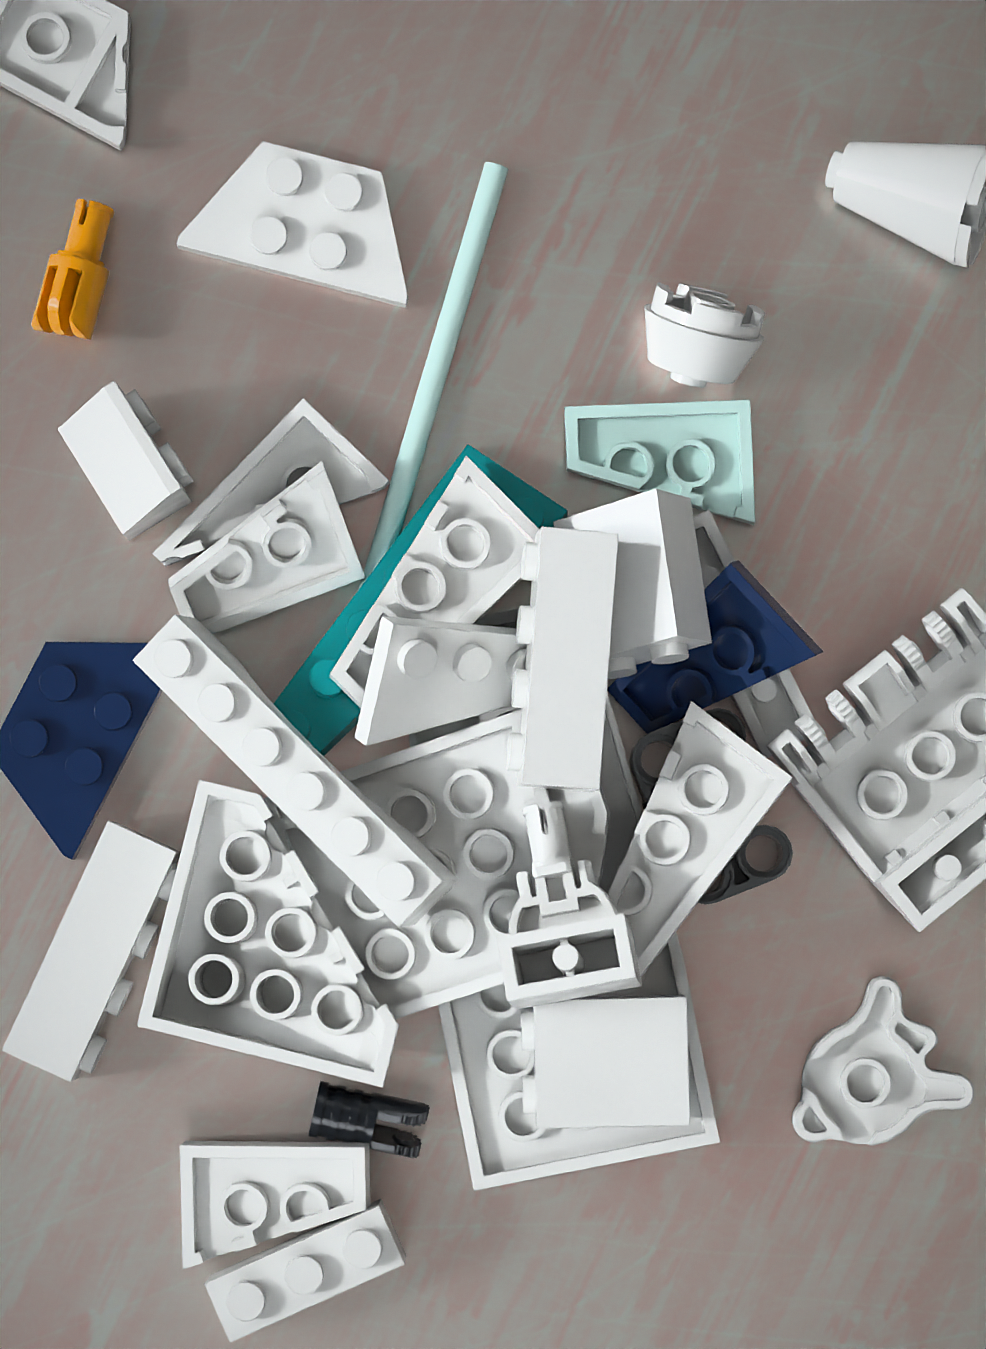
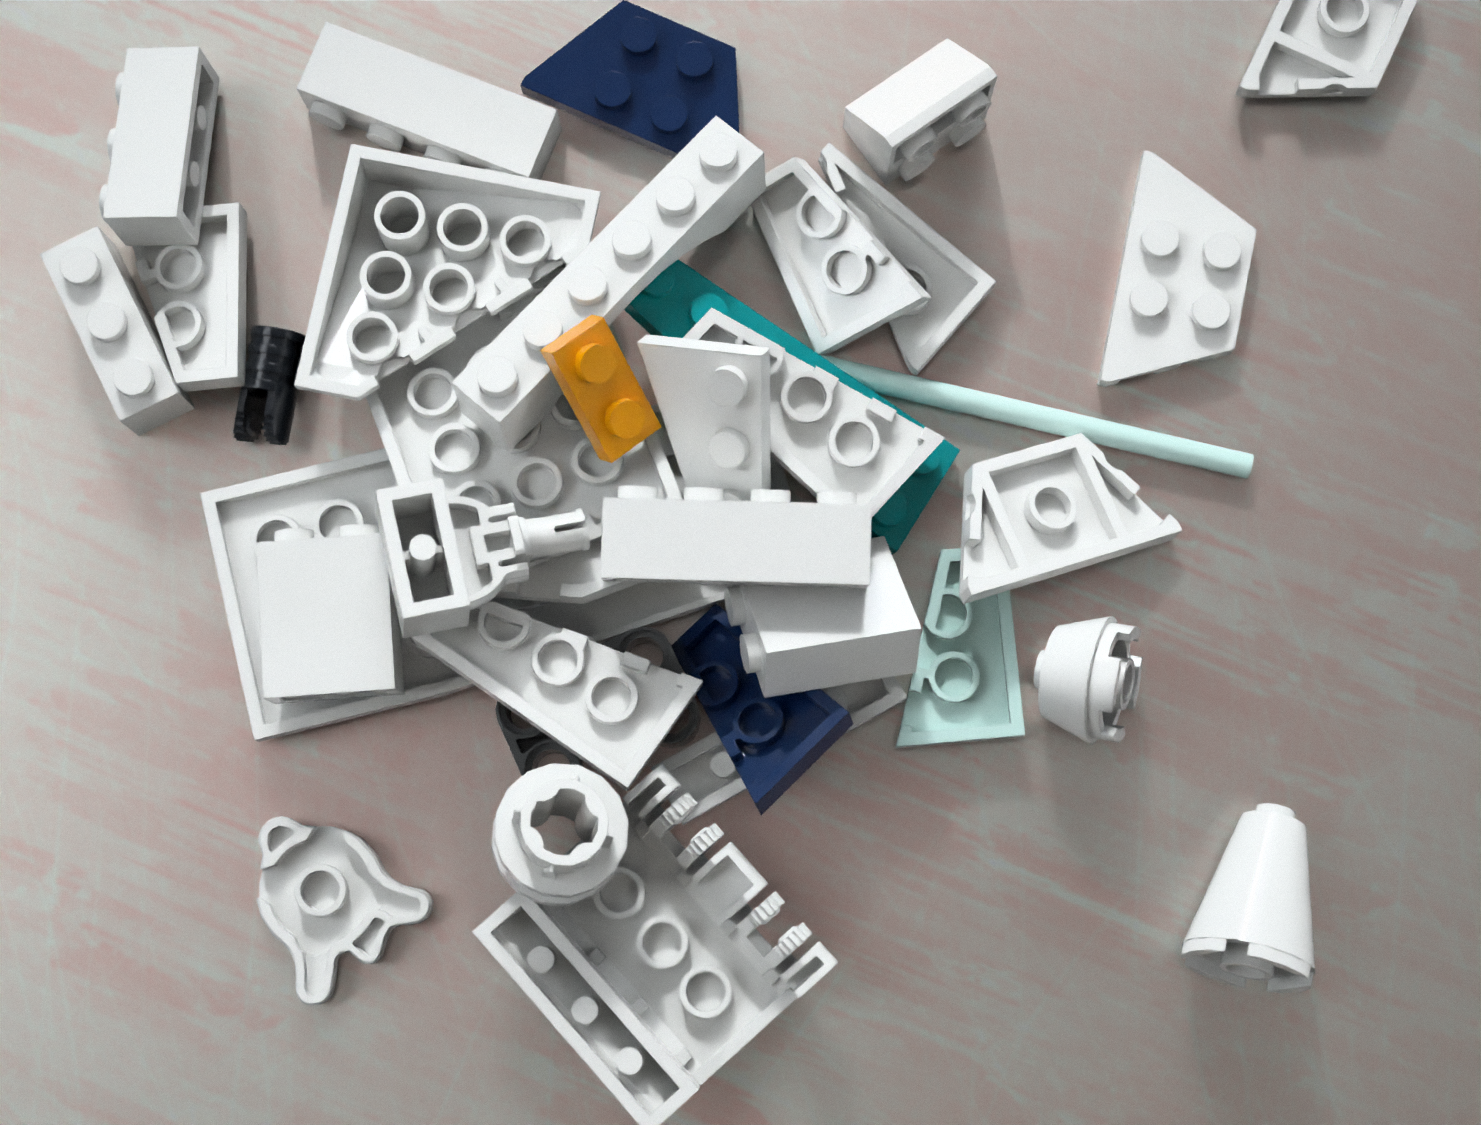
camera: 90 degrees right, 5 degrees down
(76, 276) = (1103, 54): light orange arm -> none
(119, 1223) = (160, 146): none -> white brick
(408, 783) = (601, 388): none -> light orange plate
(540, 362) = (1049, 515): none -> white wing
(814, 810) = (598, 821): none -> white piece

